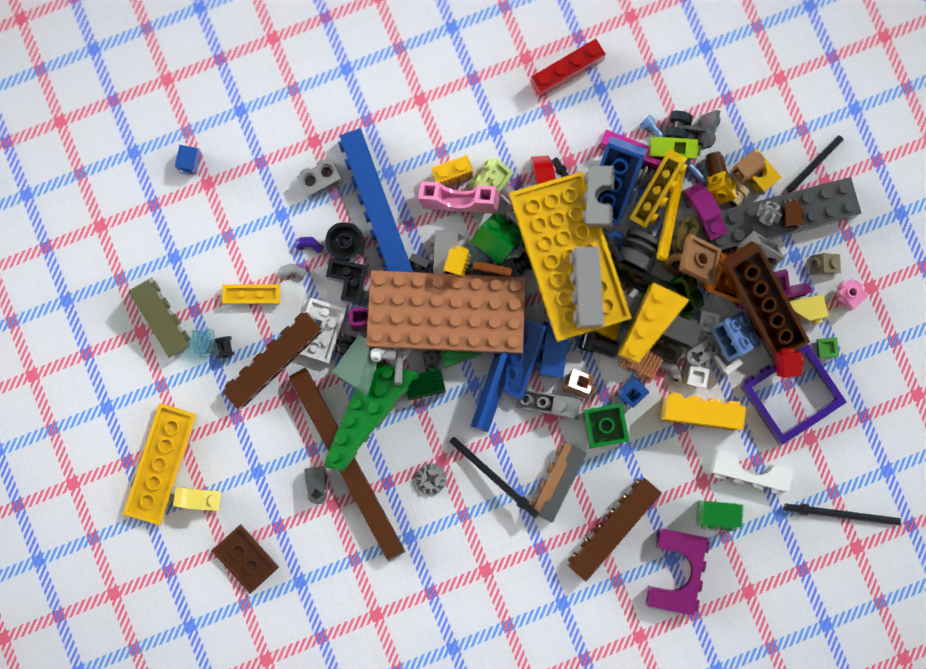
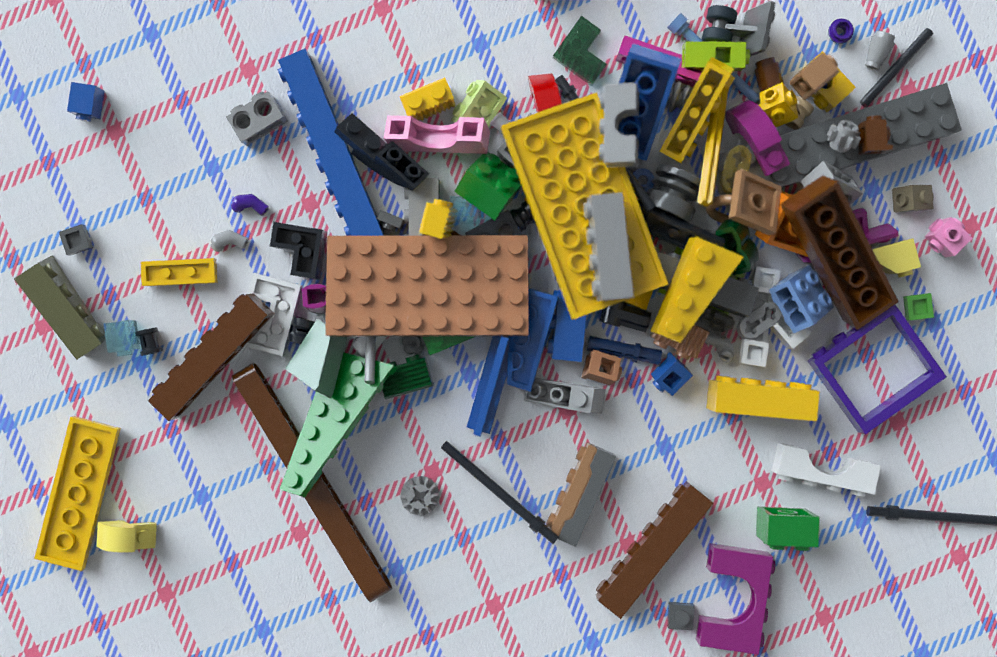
camera: 10 degrees left, 5 degrees up
(172, 265) = (75, 240): none -> dark grey plate
(245, 558) = (193, 605): reddish brown tile -> none
(316, 480) = (274, 507): dark grey piece -> none
(346, 232) = (280, 201): black brick -> none
(379, 353) = (341, 343): white arm -> none
(413, 212) = (379, 156): none -> black slope
(491, 269) = (483, 226): dark orange tile -> none
(567, 142) = (574, 52): none -> clear green plate
(597, 371) = (629, 351): none -> dark blue pin
(605, 425) = (638, 420): green brick -> none
(634, 584) = (680, 616): none -> dark grey plate
(772, 128) = (846, 26): none -> dark purple plate
(789, 363) = (873, 332): red brick -> none
(801, 149) = (879, 49): none -> light grey cone

